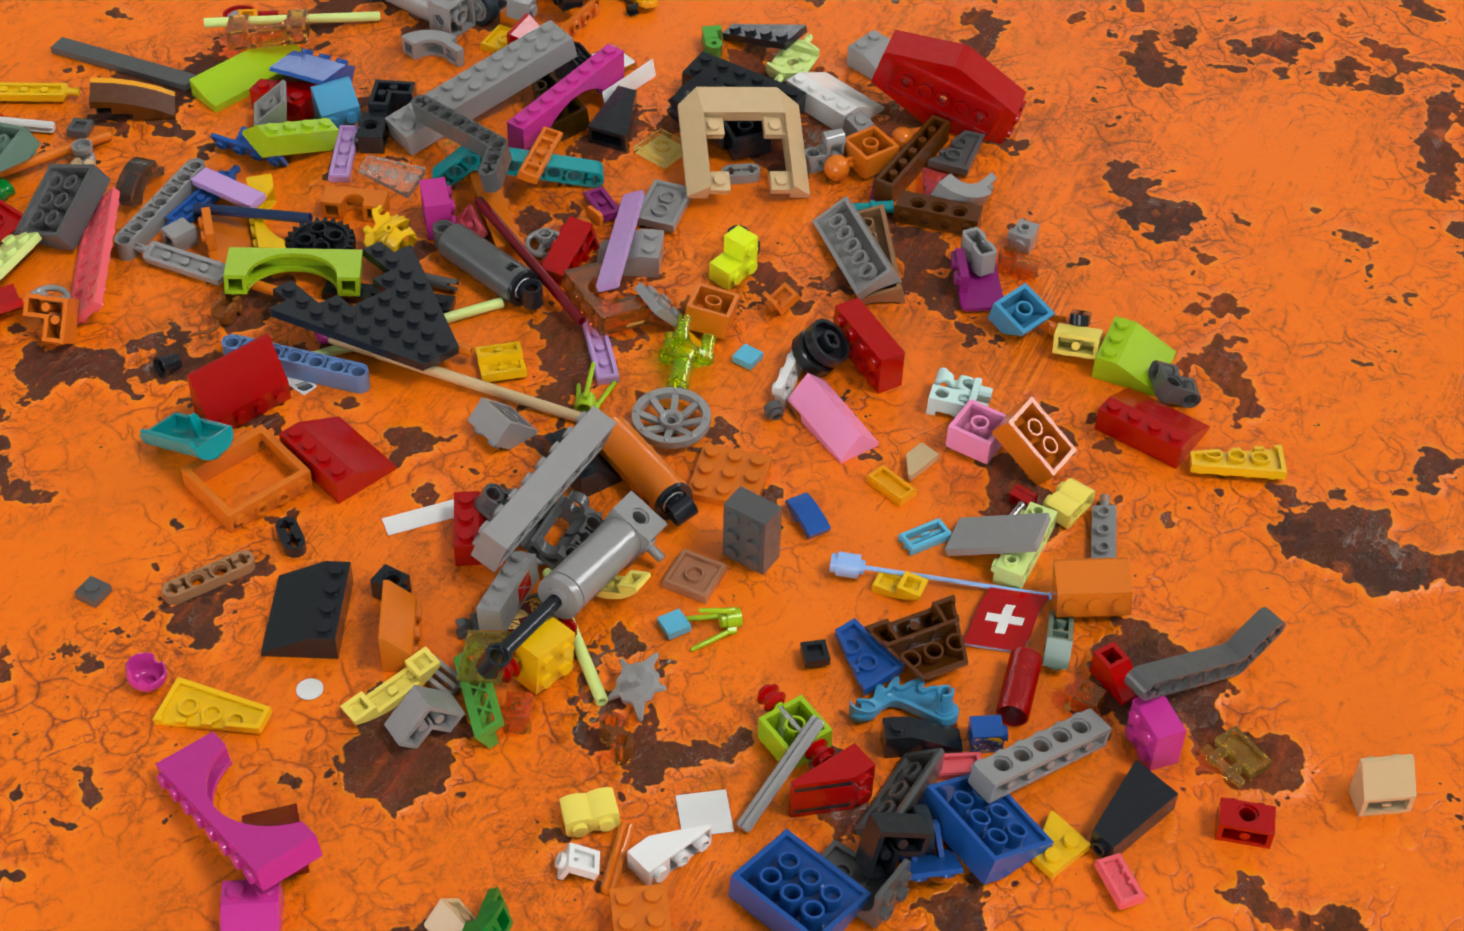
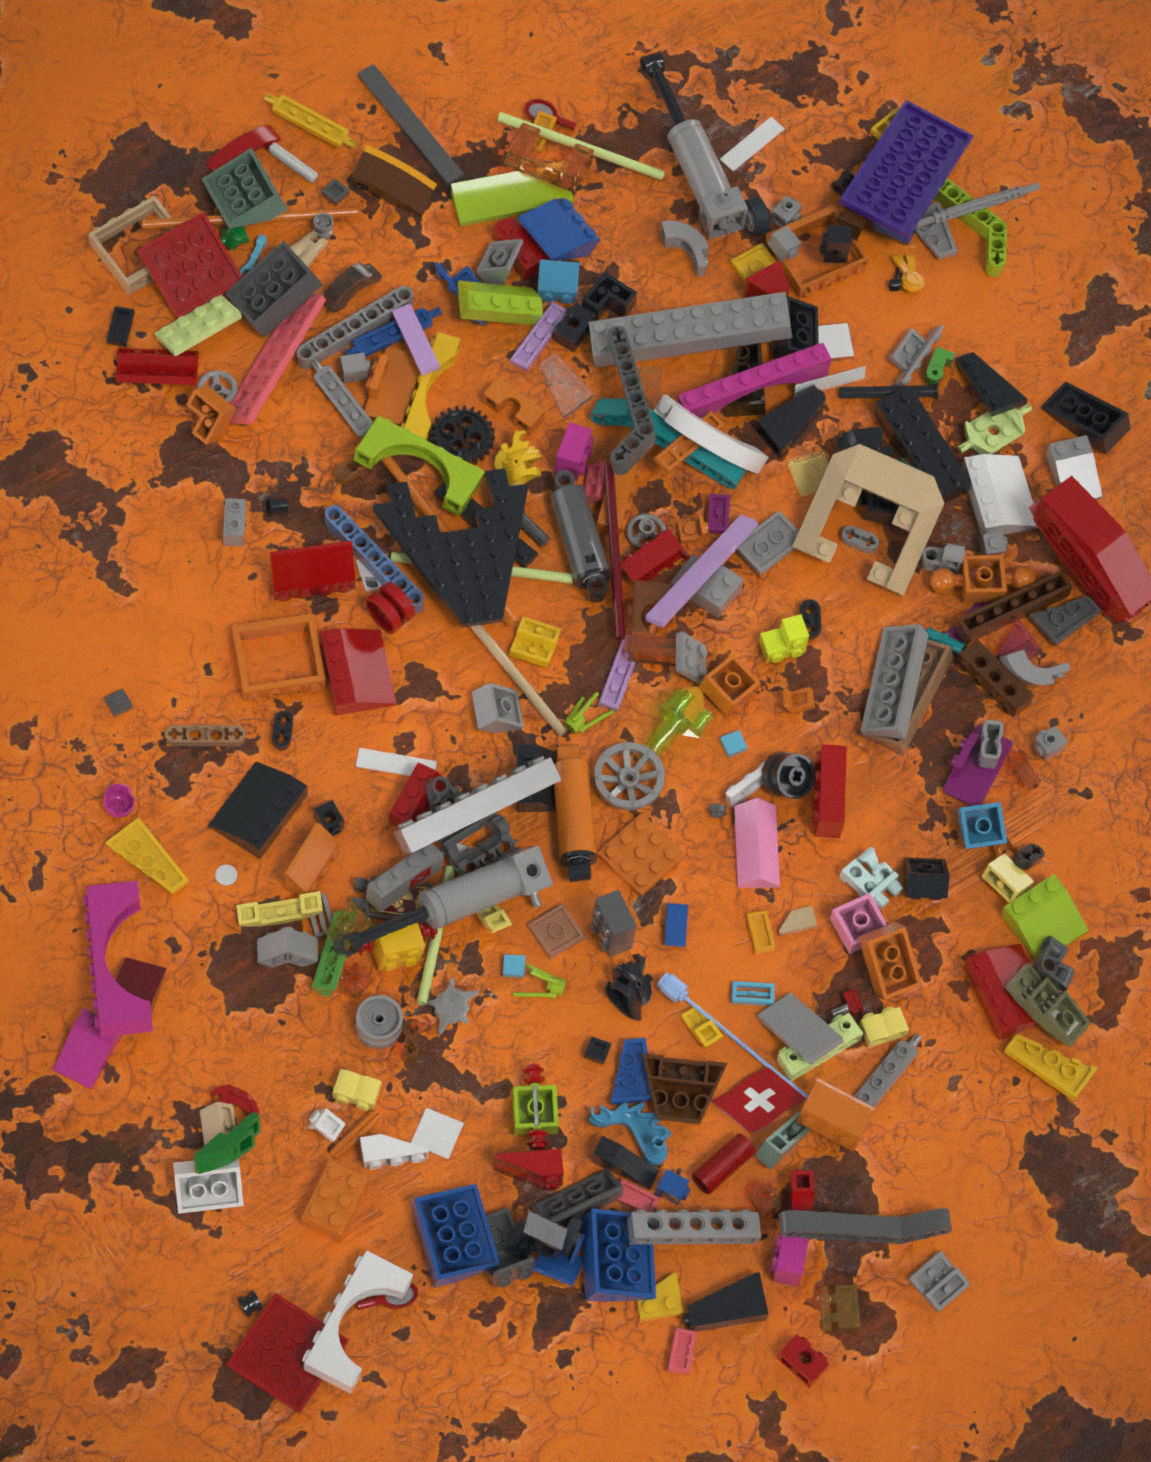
camera: 25 degrees right, 20 degrees up
(28, 190) = (260, 244): none -> medium azure piece
(131, 391) = (234, 522): none -> light grey brick
(190, 436) = (251, 599): teal container -> none
(255, 213) = (420, 380): dark blue piece -> none
(338, 386) = (390, 607): none -> red wheel
(457, 888) = (237, 1097): none -> red piece
(560, 139) = (709, 436): none -> white arch
(570, 735) = (376, 1010): none -> light grey wheel
(670, 78) = (884, 391): none -> black axle
(683, 42) = (911, 351): none -> light grey bracket
(780, 773) = (500, 1138): light grey axle -> none
(805, 585) = (630, 987): none -> black helmet
(856, 23) = (1088, 416): none -> black slope
(1008, 374) = (926, 878): none -> black slope
(1201, 416) = (1048, 1006): none -> olive slope
(1304, 685) = (938, 1281): none -> light grey slope
(1384, 785) = (921, 1392): tan slope -> none

